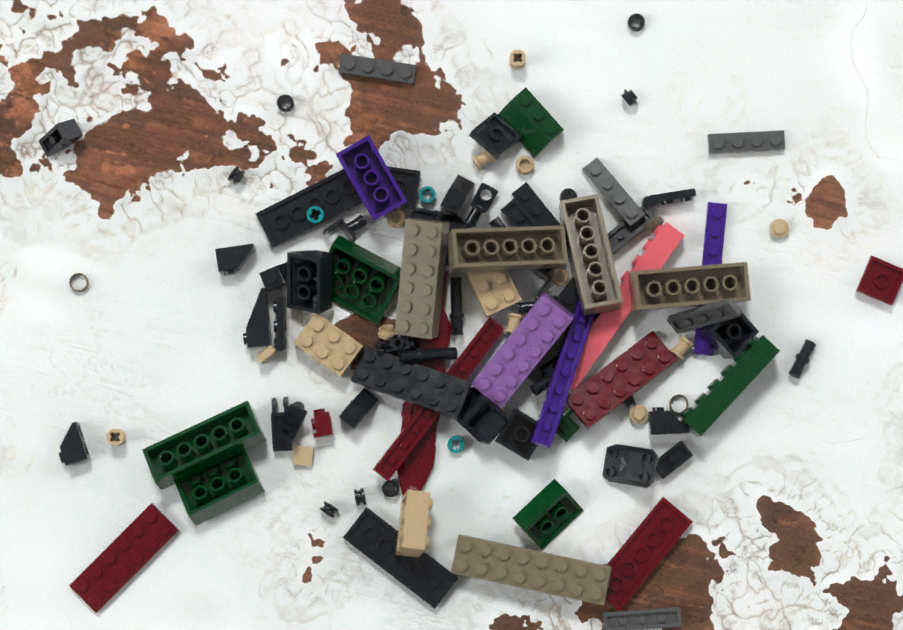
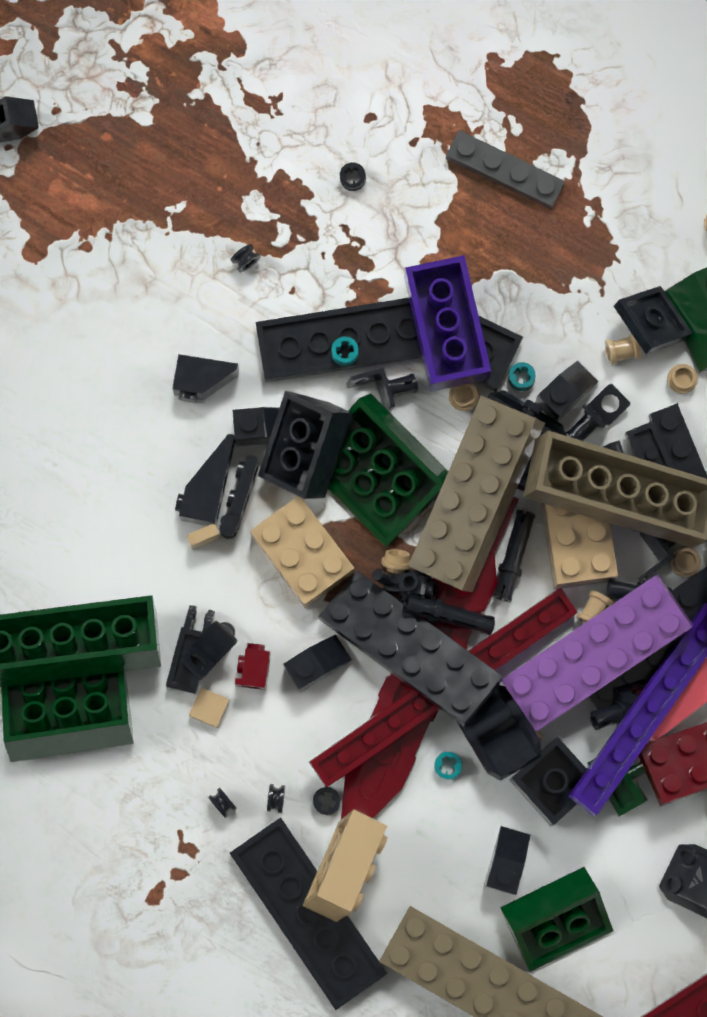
camera: 15 degrees right, 5 degrees down
(508, 489) = (507, 860): none -> black slope

